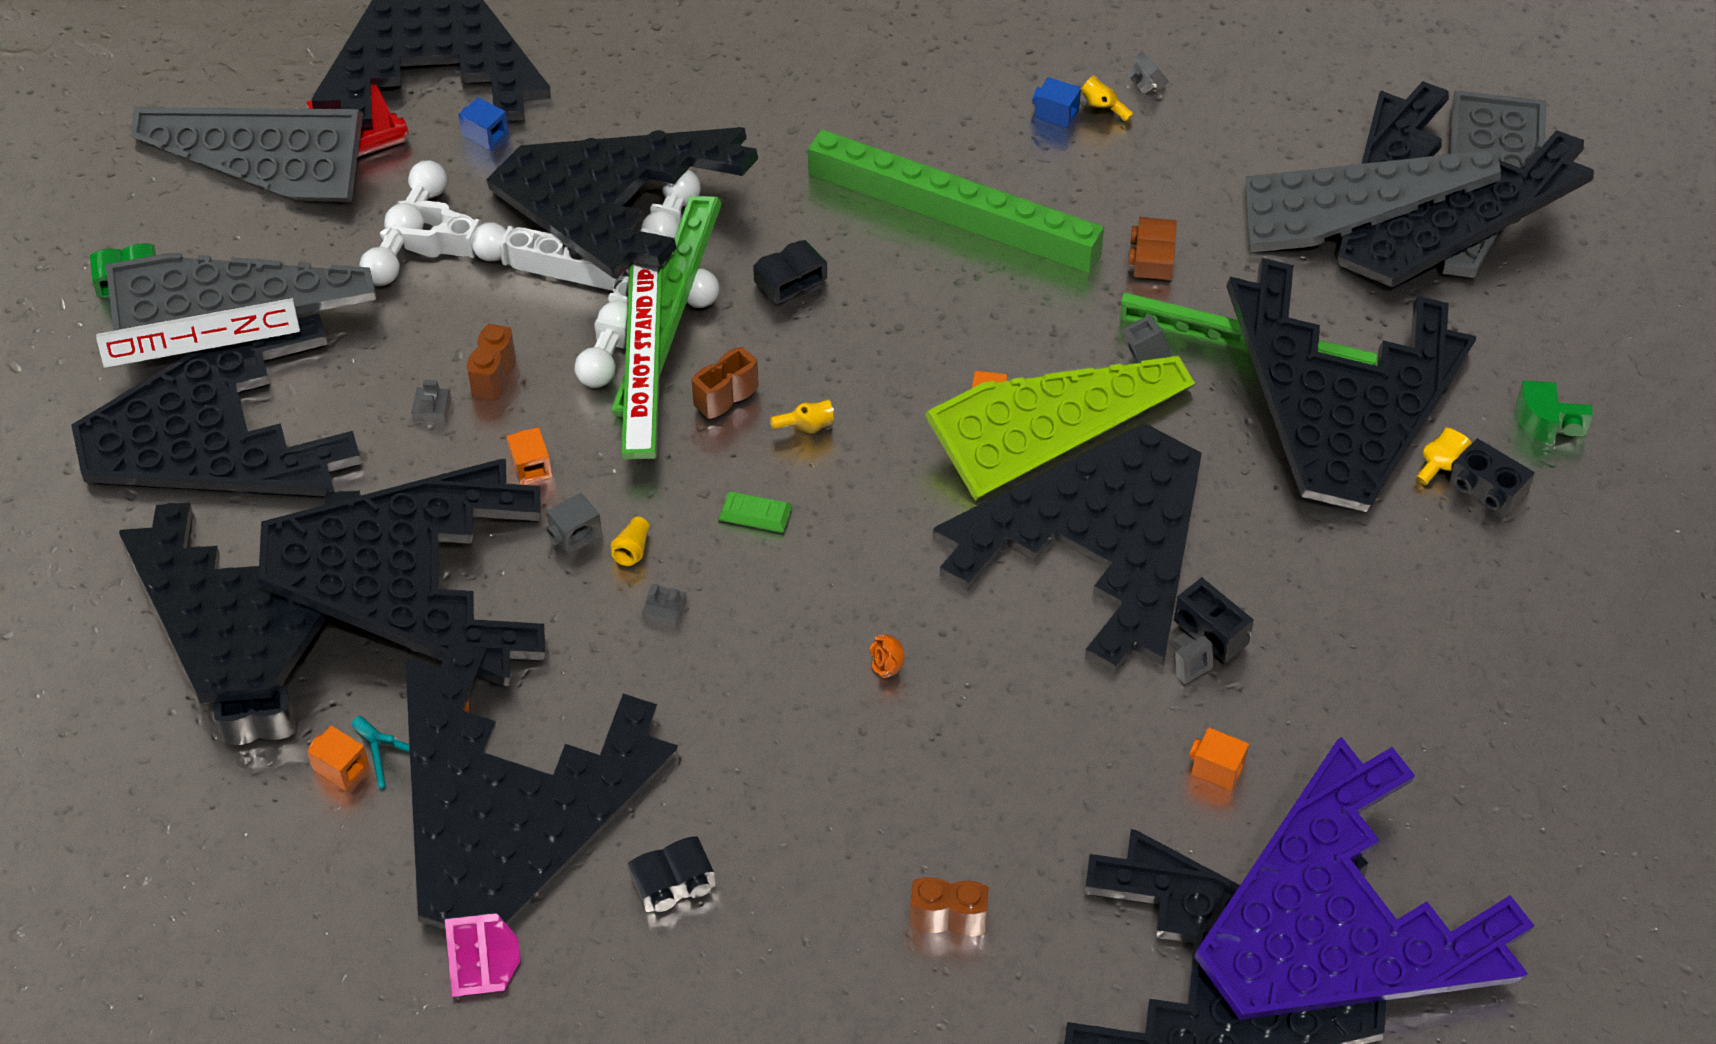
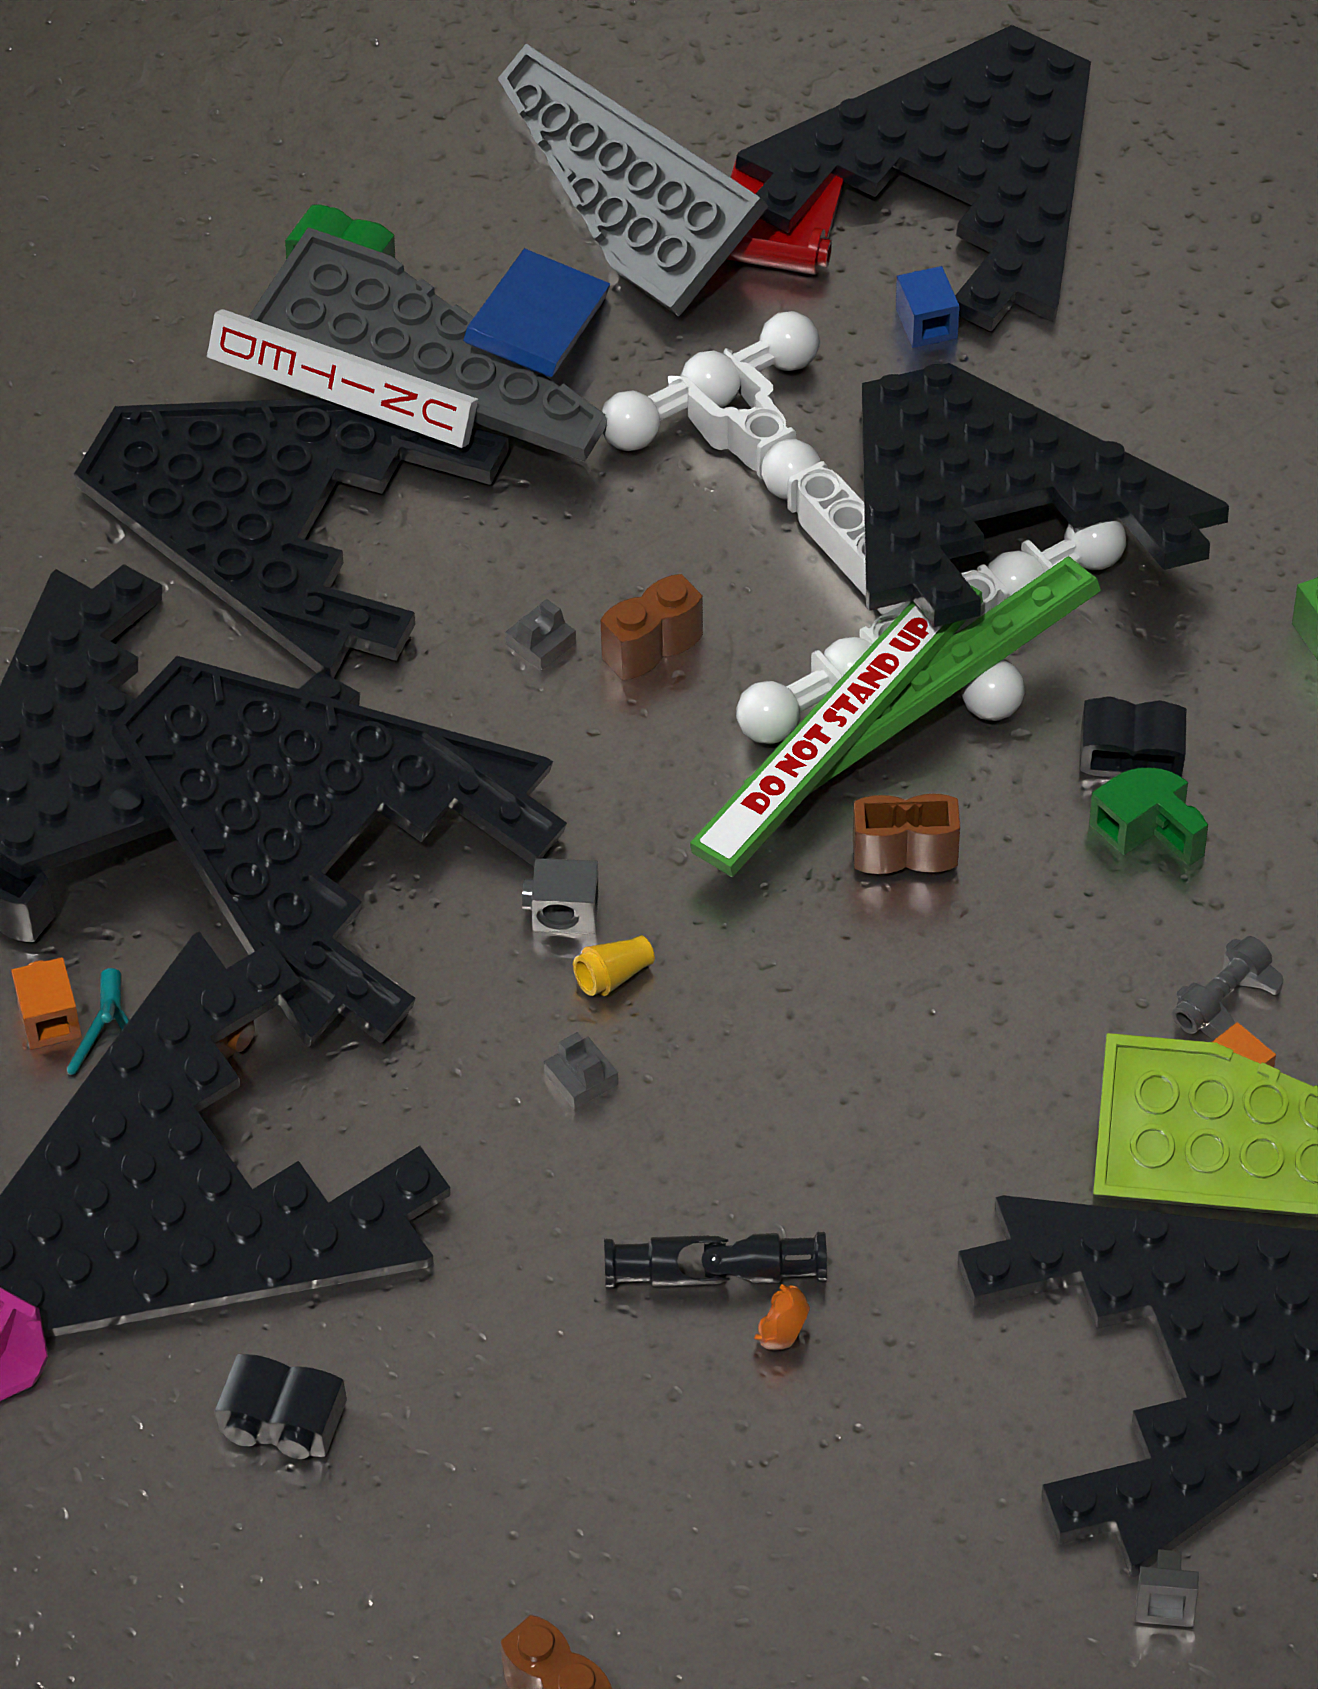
camera: 40 degrees right, 0 degrees up
(279, 238) = (536, 312): none -> blue tile
(529, 456) = (589, 776): orange brick -> none
(755, 512) = (801, 1028): bright green tile -> none
(806, 417) = (972, 944): yellow piece -> none
(828, 297) = (1145, 805): none -> green brick
(843, 636) = (756, 1258): none -> black piece
(943, 377) = (1245, 965): none -> flat silver piece
(1209, 613) = (1237, 1562): black brick -> none

